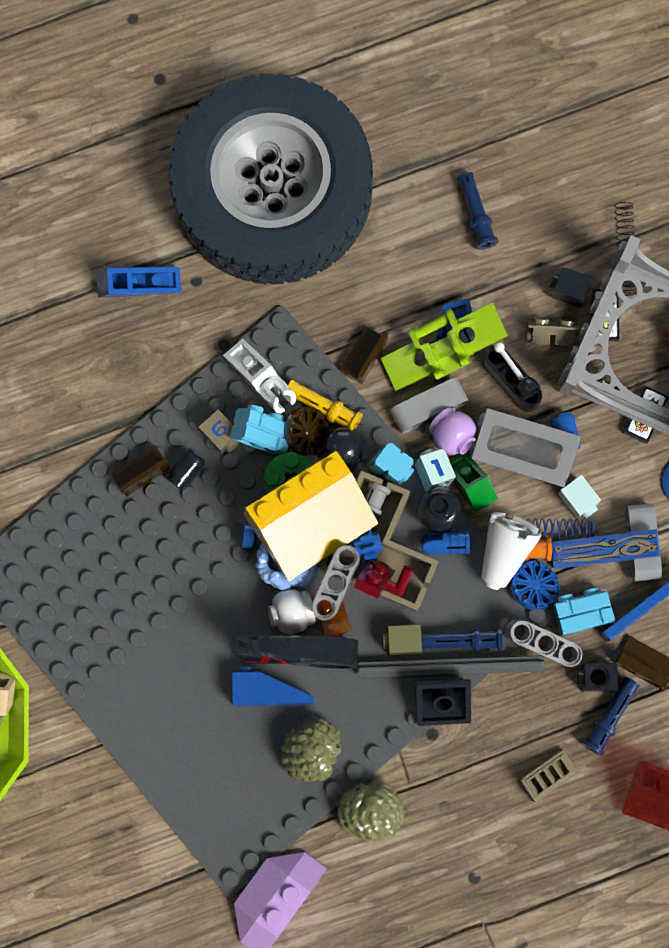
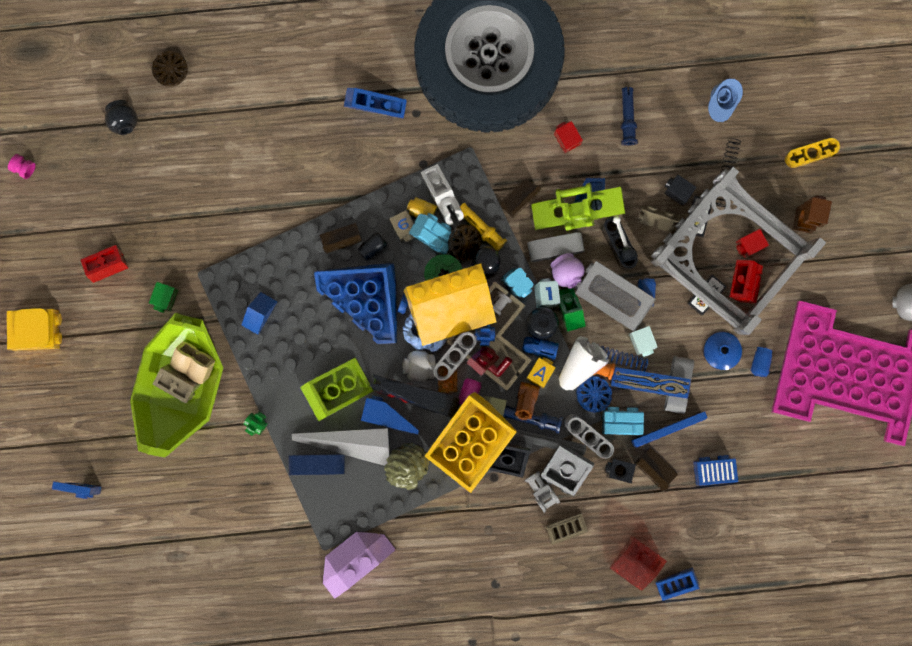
camera: 10 degrees right, 5 degrees up
(56, 599) = (258, 312): none -> blue slope
(91, 749) = (255, 423): none -> green gear
(188, 673) = (336, 389): none -> lime slope
(189, 782) = (316, 464): none -> dark blue beam
(194, 537) = (366, 295): none -> blue slope
(235, 399) = (420, 206): none -> yellow brick
(244, 737) = (367, 445): none -> light grey wedge
(368, 628) = (469, 386): none -> dark pink piece
(370, 812) = (436, 520): olive hair -> none
(388, 692) = (471, 442): none -> yellow slope
(404, 257) = (567, 136): none -> red brick
(447, 614) = (527, 398): none -> dark orange piece
(456, 575) = (541, 372): none -> yellow brick
(503, 736) = (542, 493): none -> light grey connector
(527, 695) = (567, 470): none -> plate
(596, 155) = (724, 99): none -> medium blue piece
(605, 727) = (615, 506): dark blue pin -> none

